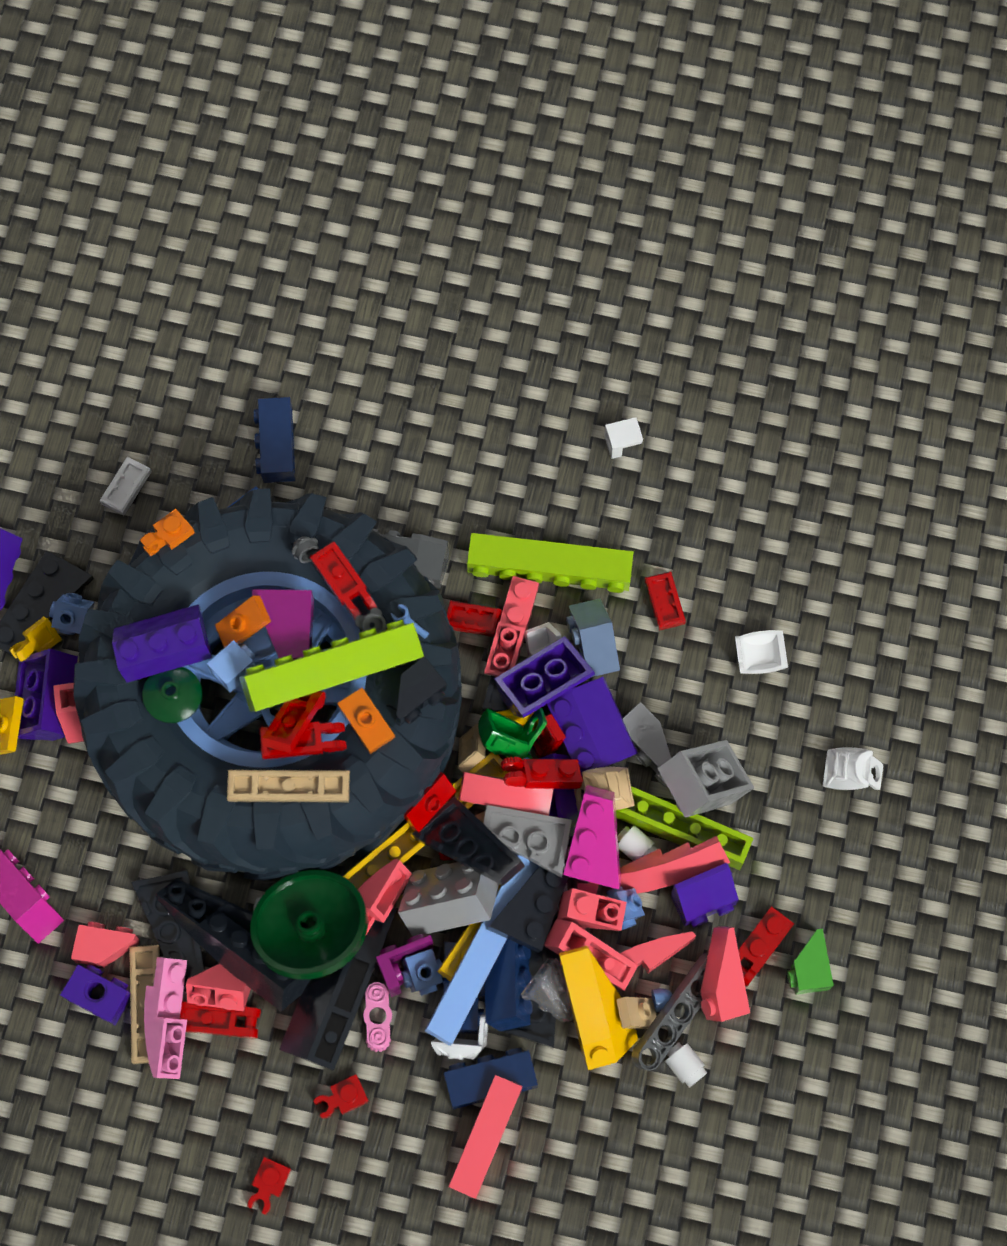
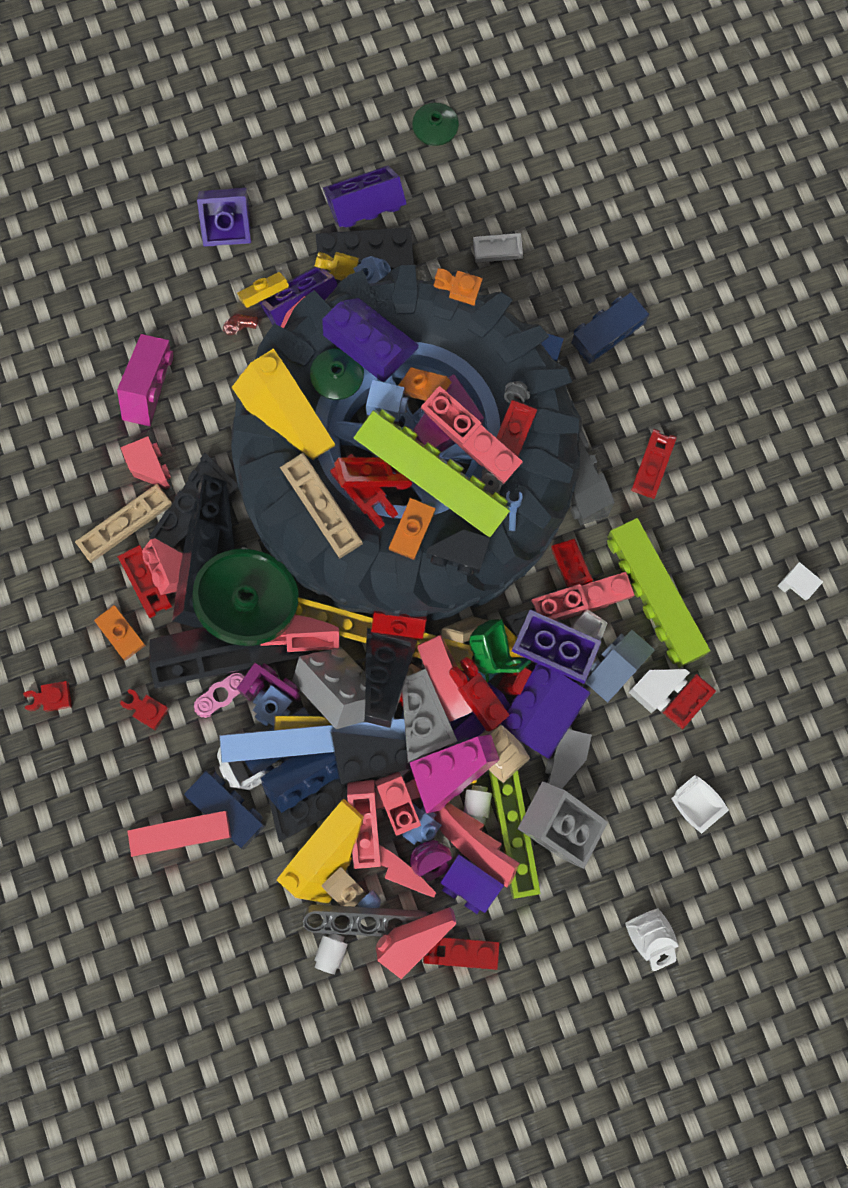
camera: 55 degrees right, 5 degrees up
(21, 769) = (238, 322): none -> clear red arm
(80, 989) = (101, 471): dark purple brick -> none
(161, 761) = (277, 400): none -> yellow wedge
(162, 1019) = (114, 543): bright pink slope -> none
(251, 1076) = (119, 632): none -> orange plate
(322, 611) = (471, 435): none -> coral slope
(429, 487) = (653, 464): none -> red plate
(550, 990) = (315, 808): clear wing -> none
(633, 618) = (656, 686): none -> white slope
(659, 916) = (428, 857): none -> magenta piece
(811, 968) = (471, 1005): bright green slope -> none

